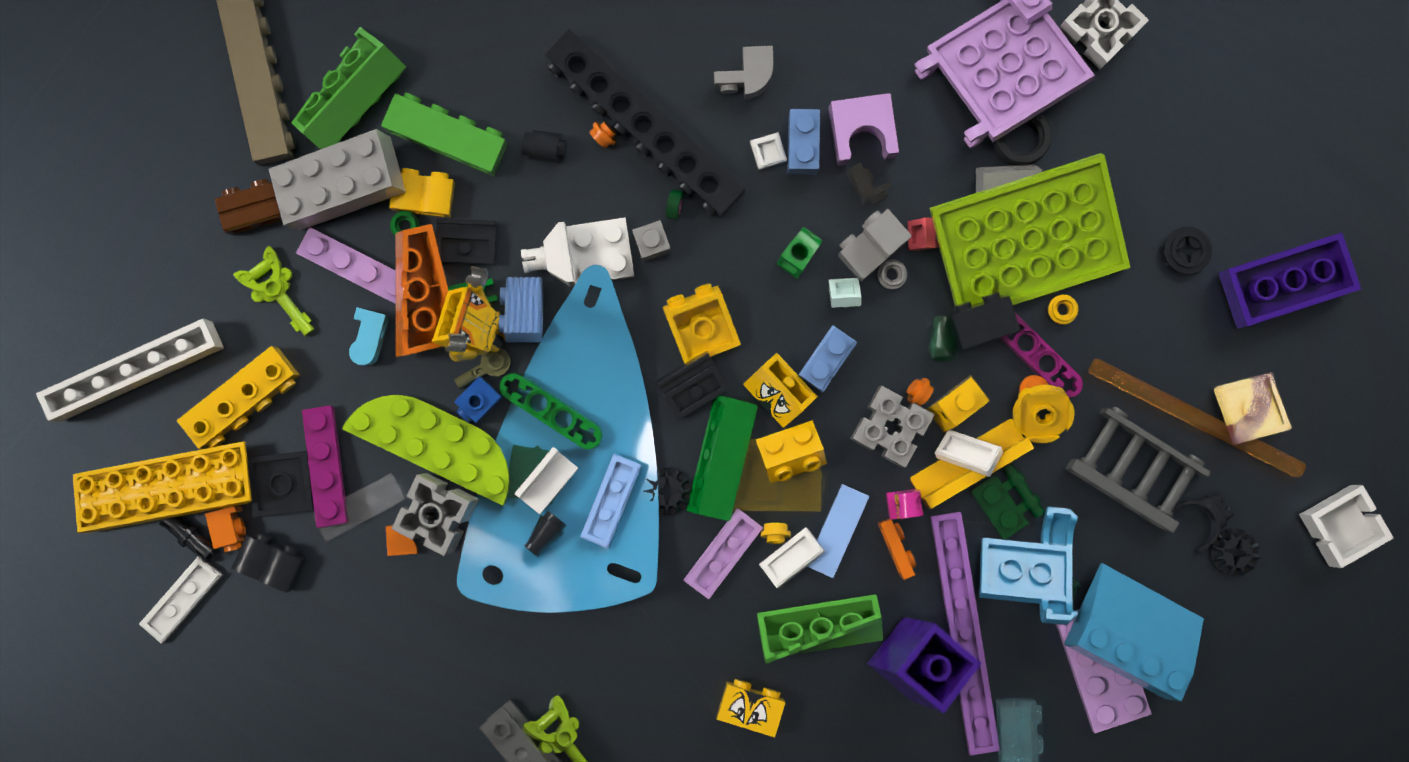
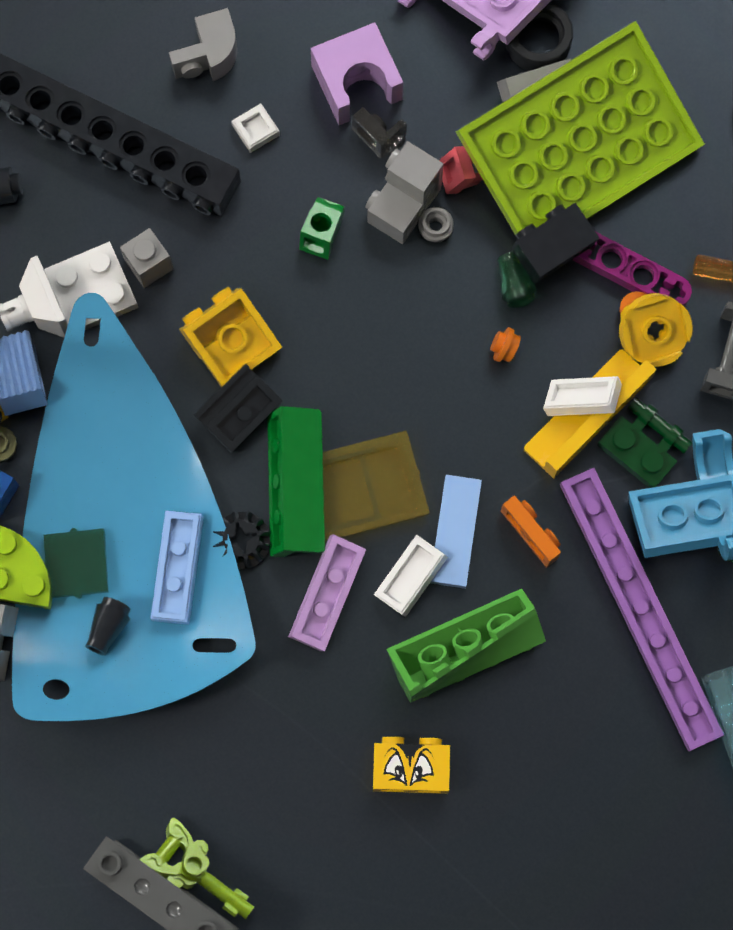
camera: 10 degrees left, 10 degrees down
(546, 481) = (92, 562): white panel -> none
(548, 415) = (80, 477): green beam -> none
(603, 134) = (60, 156): orange plate -> none
(674, 204) = (163, 211): dark green tile -> none
(775, 533) = (383, 551): yellow plate -> none
(780, 390) = (341, 384): yellow brick -> none
(792, 452) = (376, 451): yellow bracket -> none
(803, 141) = (292, 104): medium blue brick -> none
(827, 359) = (386, 336): medium blue brick -> none
(844, 292) = (387, 258): light aqua plate -> none
(904, 504) = (525, 475): dark pink leg -> none
(910, 421) = (496, 410): light grey brick -> none
(924, 663) = (601, 644): dark purple brick -> none
(958, 404) = (555, 344): yellow torso -> none
(1072, 309) = (643, 202): yellow plate -> none

